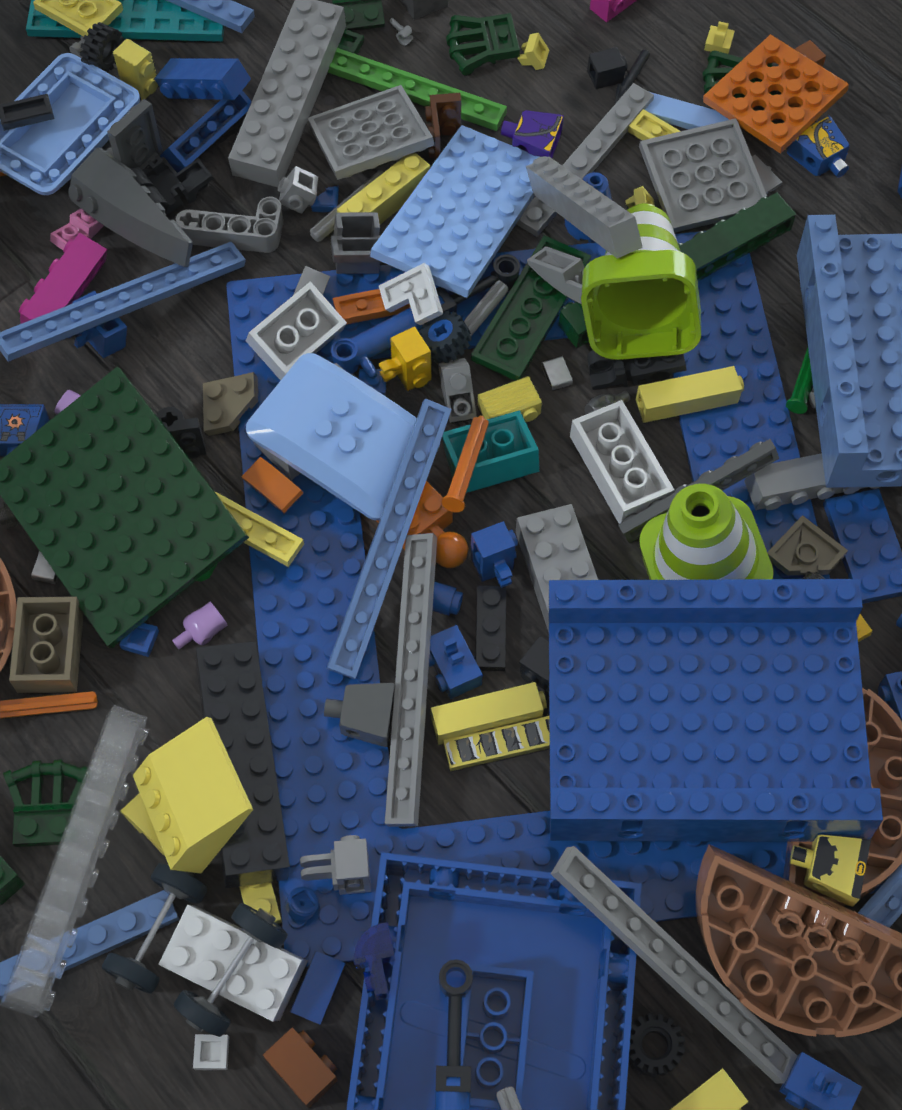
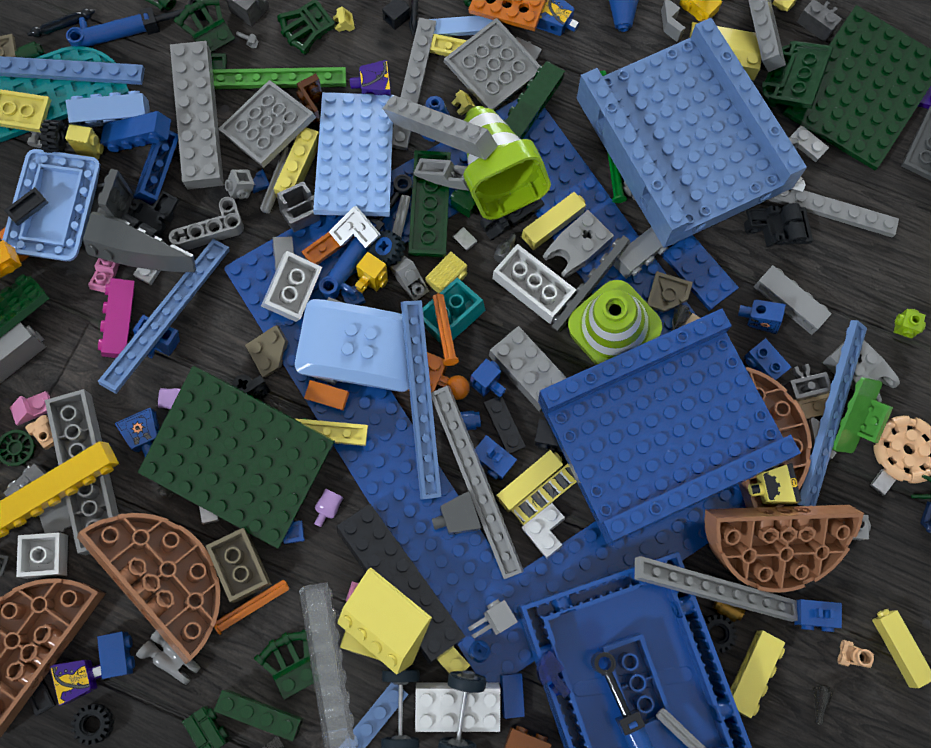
camera: 30 degrees left, 10 degrees up
(128, 252) = (146, 275): none -> white plate
(174, 38) = (101, 110): none -> light blue brick
(469, 785) = (540, 528): none -> white plate
(688, 1018) = (729, 611): none -> pearl gold brick
(707, 435) = (575, 248): none -> light grey brick

